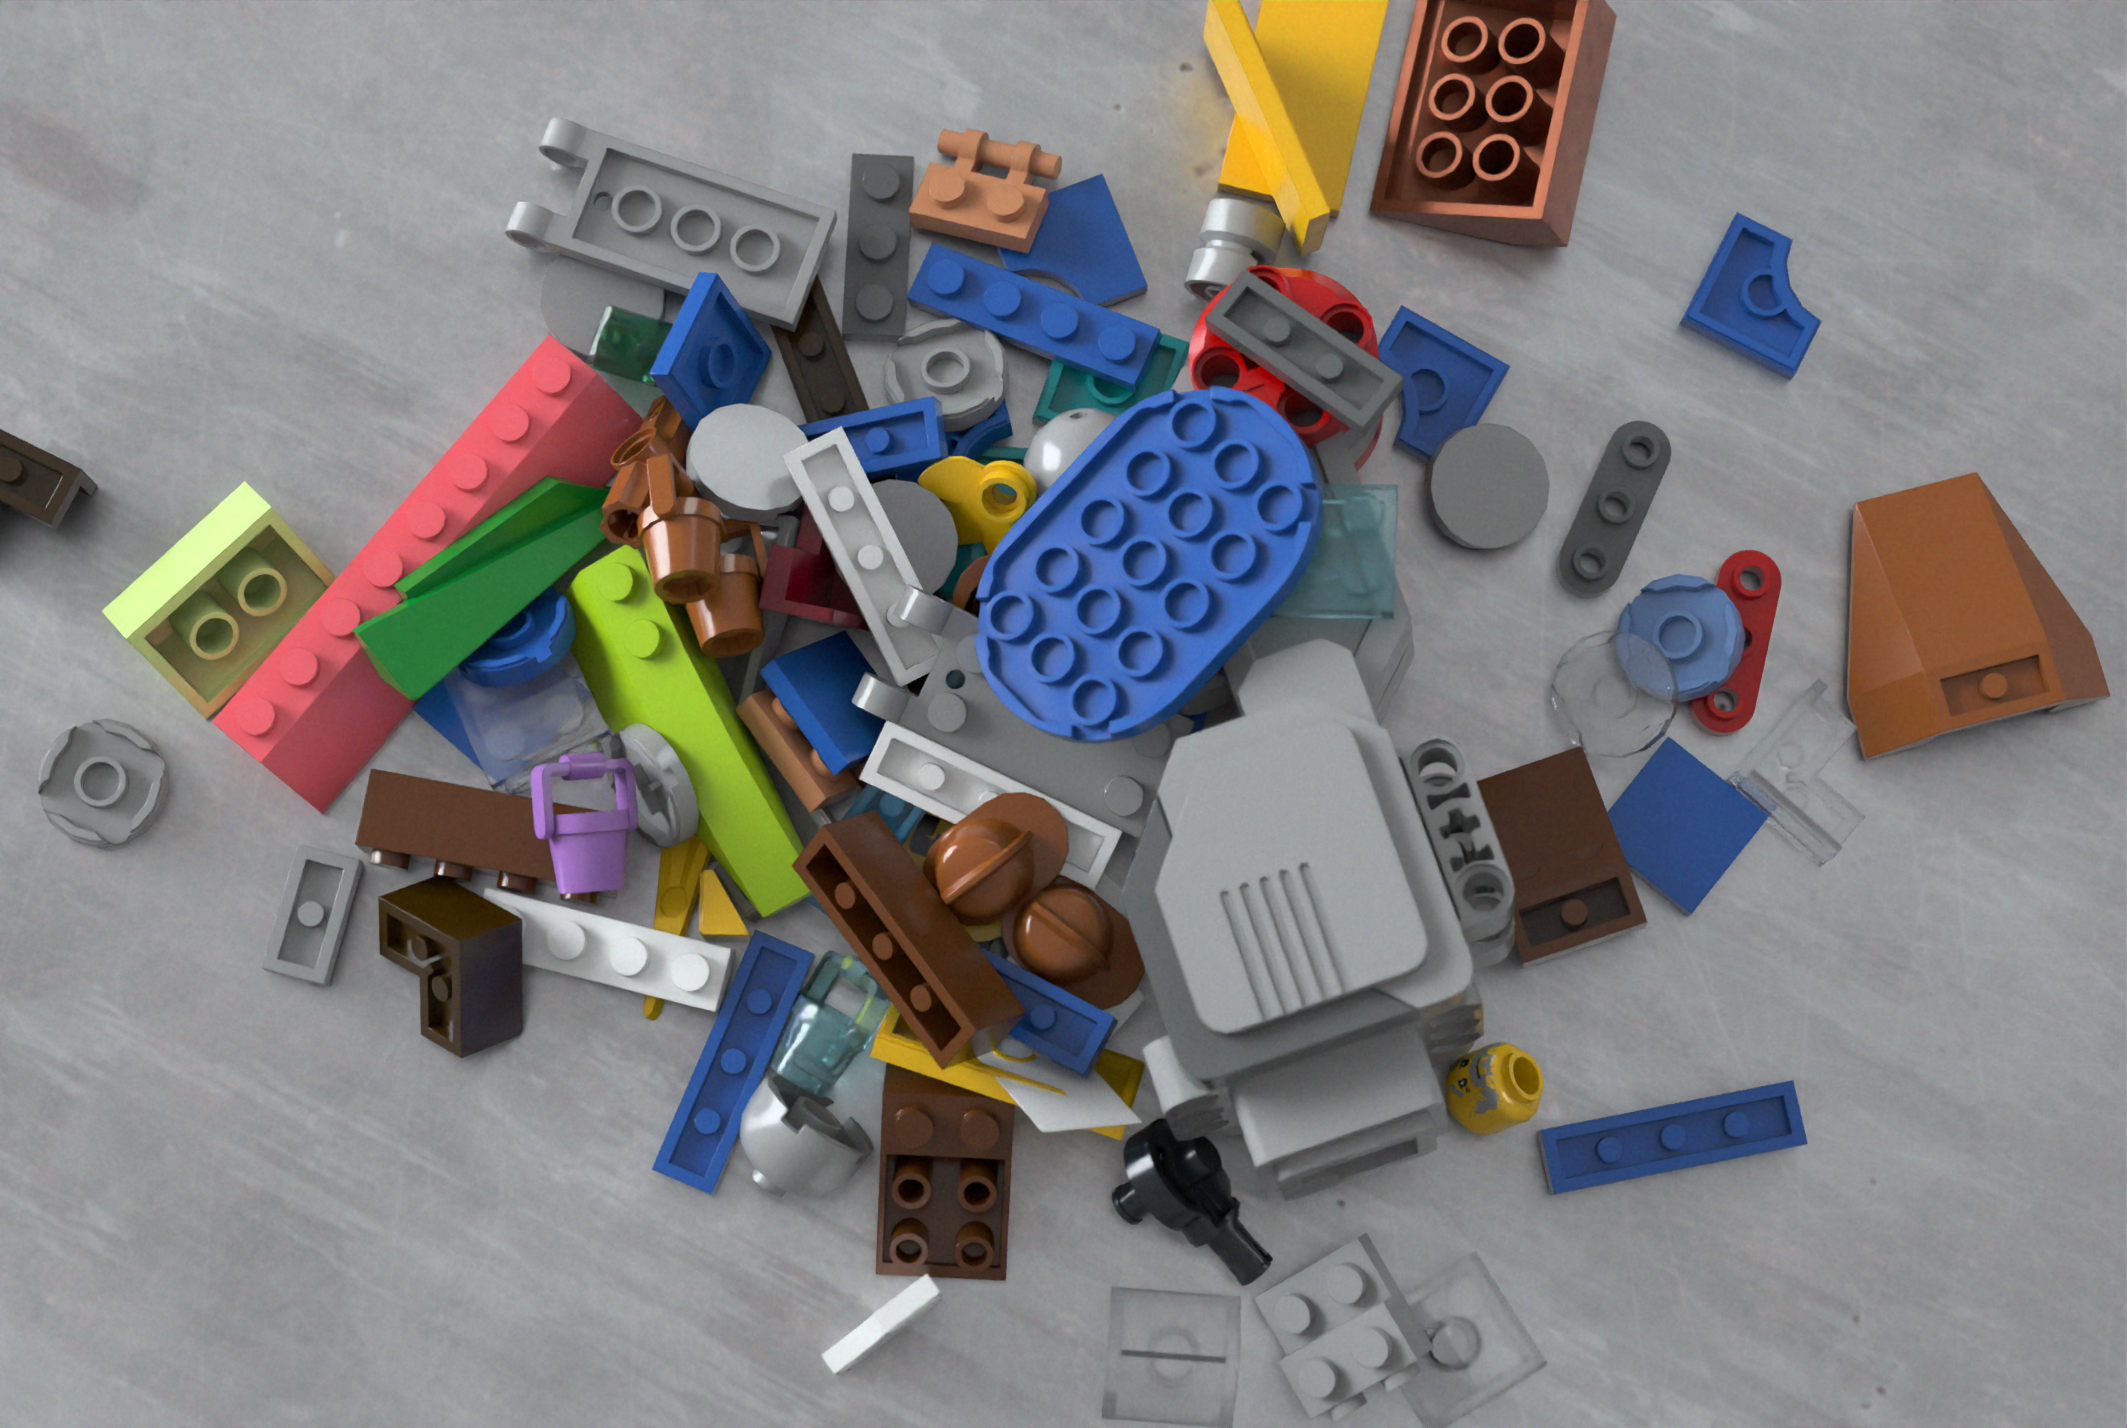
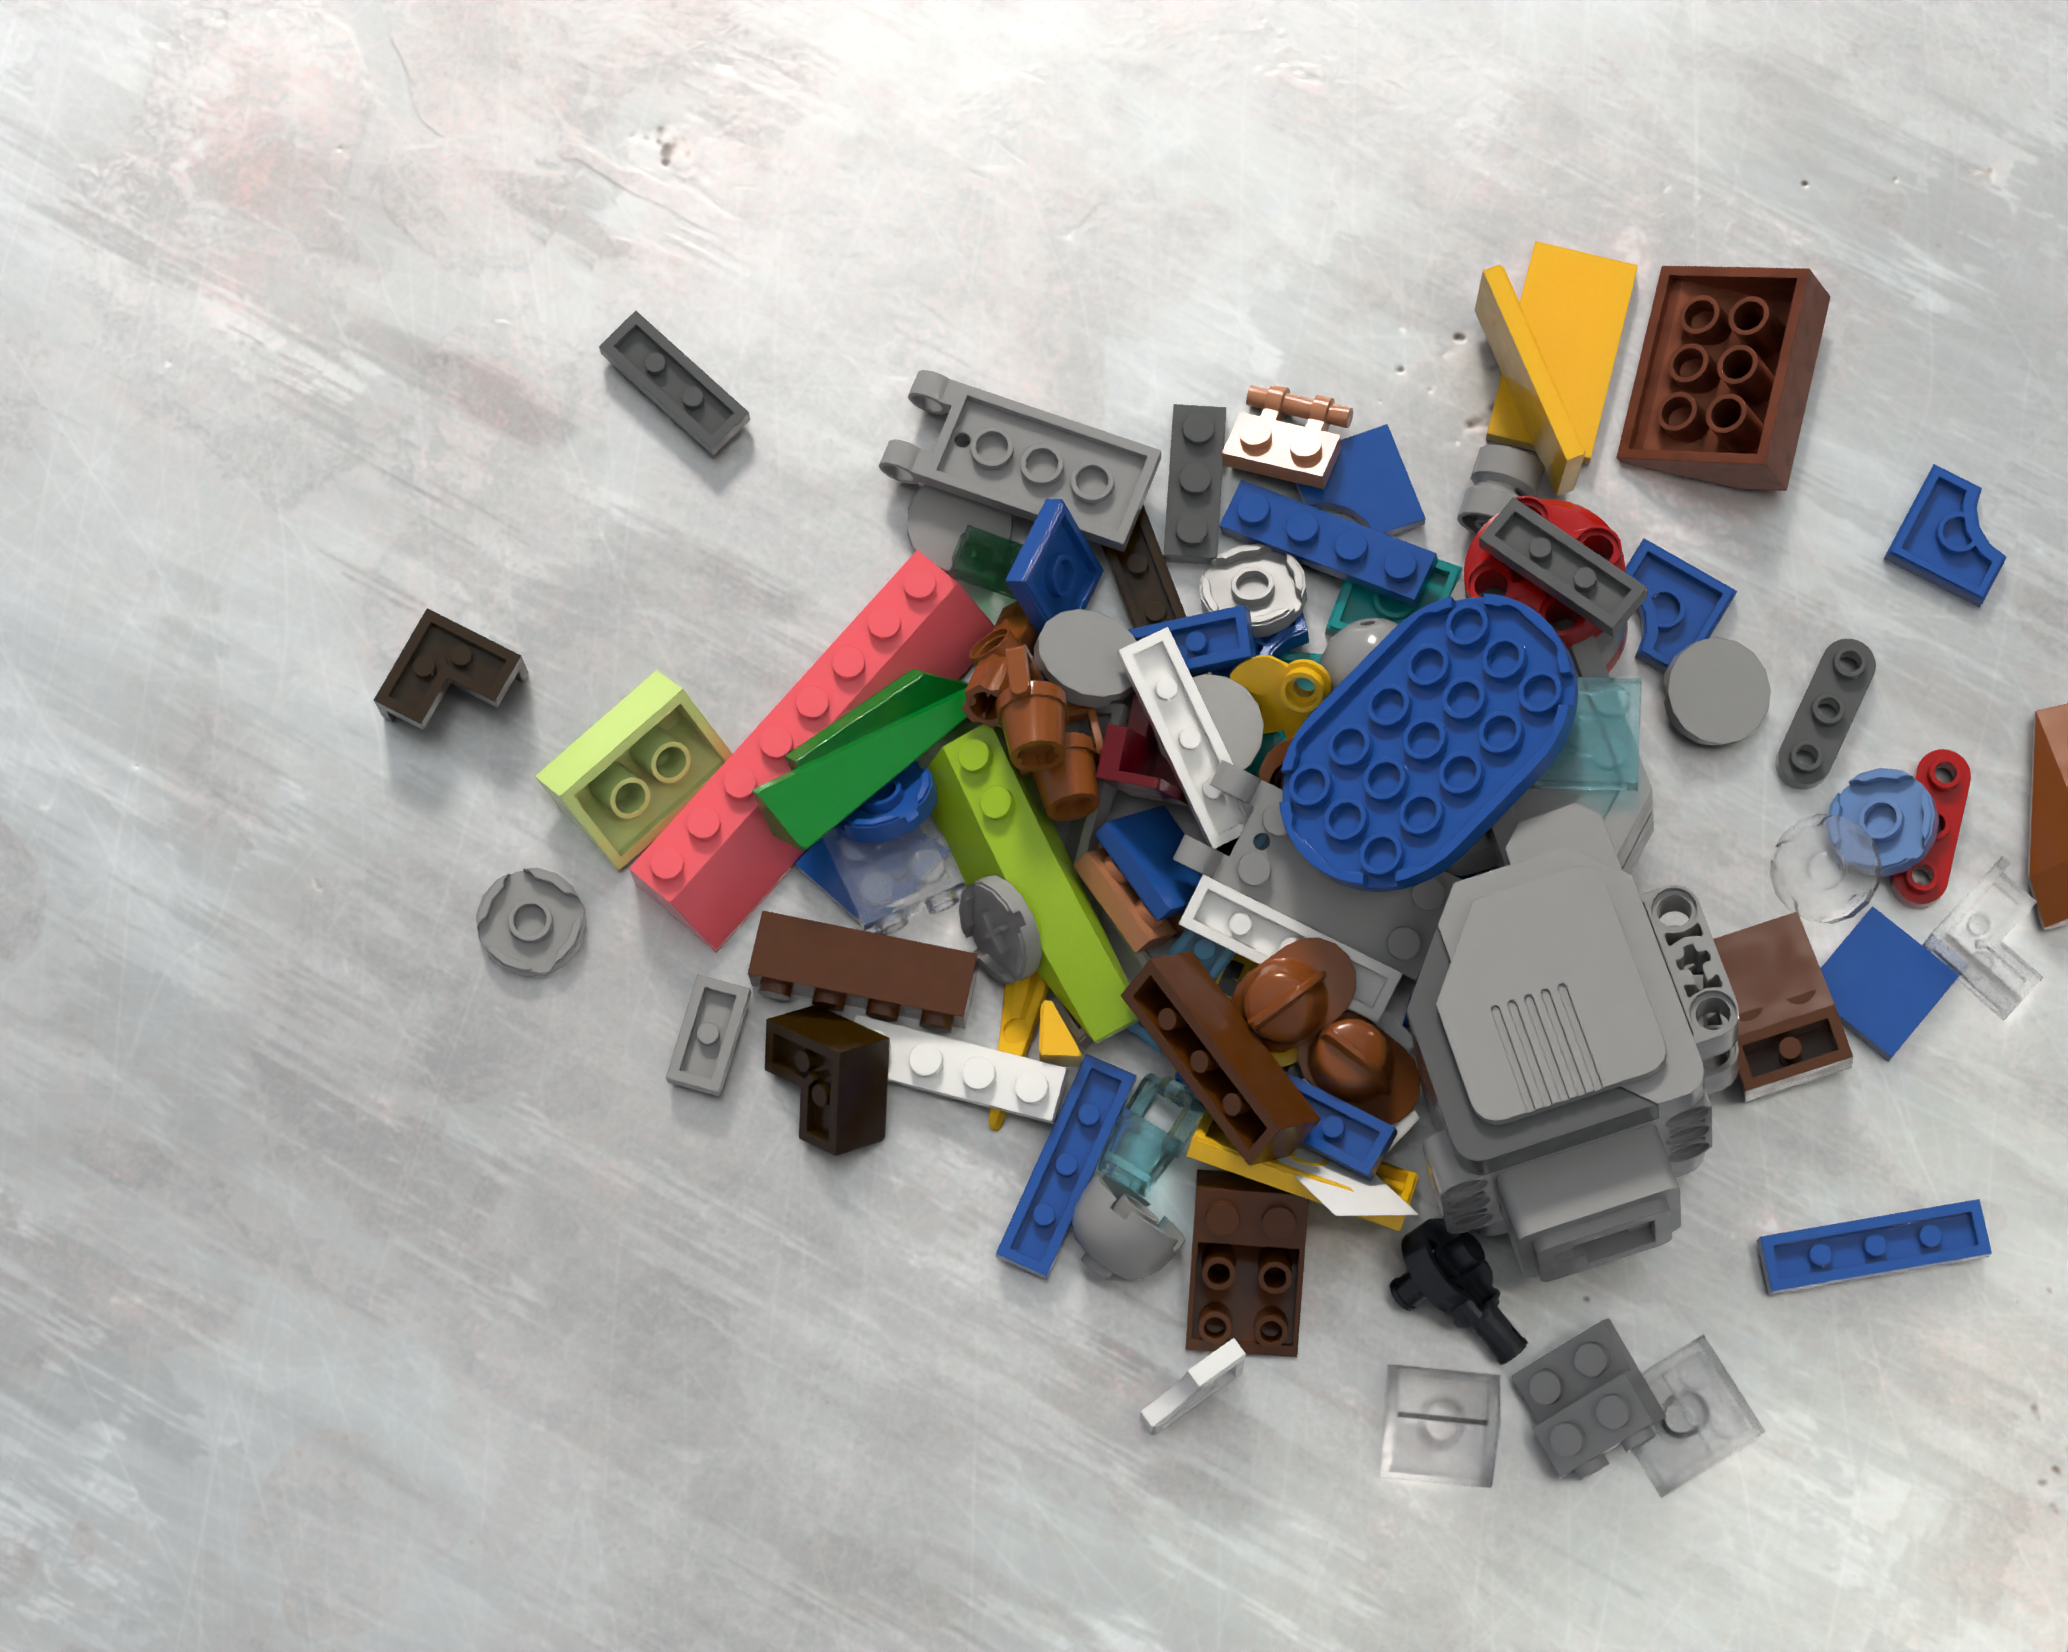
camera: 10 degrees right, 5 degrees down
(264, 135) = (674, 383): none -> dark grey plate
(586, 846) = (946, 973): medium lavender piece -> none
(1494, 1088) = (1720, 1199): yellow head -> none

